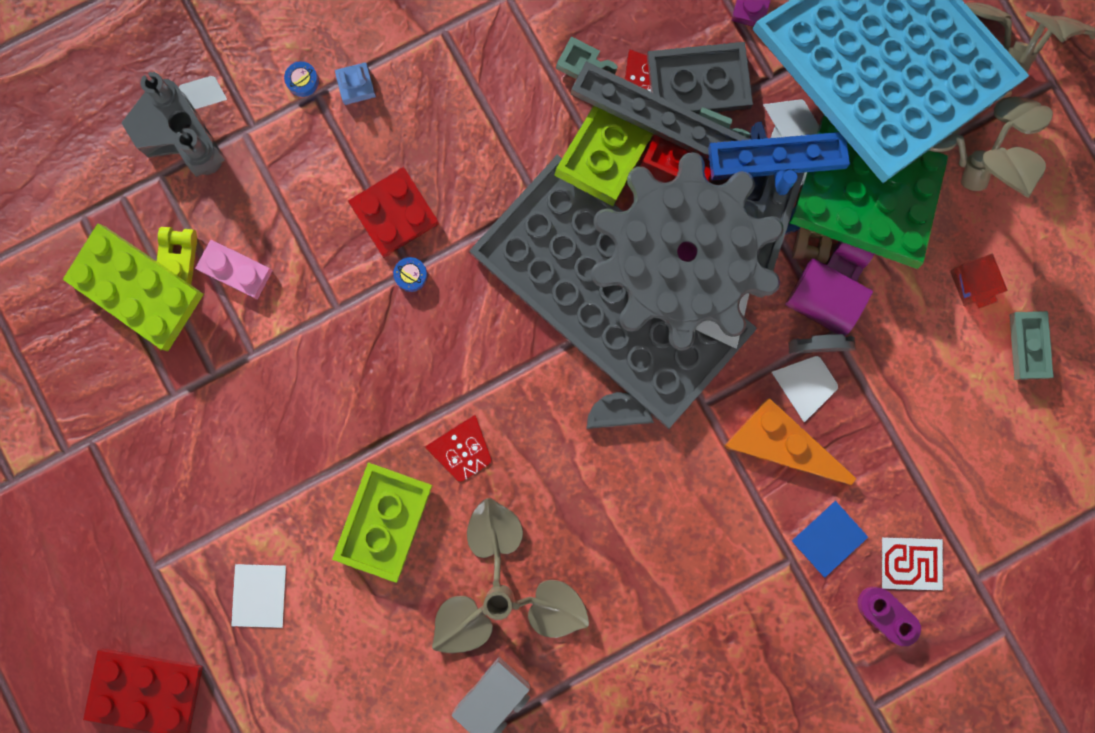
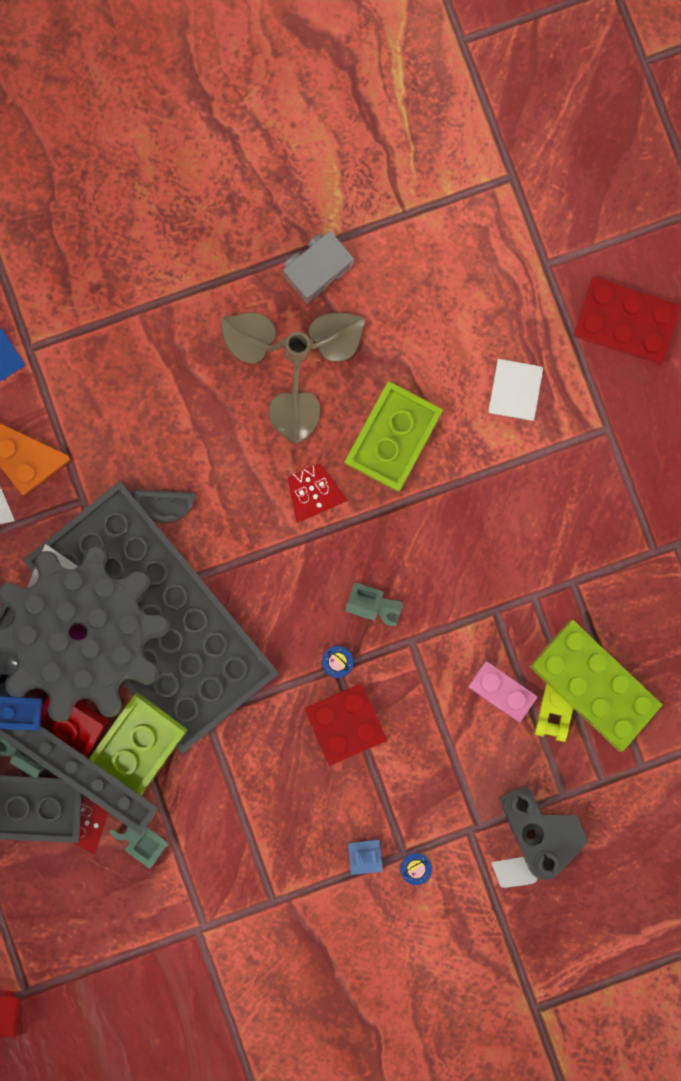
camera: 170 degrees left, 0 degrees up
(385, 337) = (369, 603): none -> sand green plate

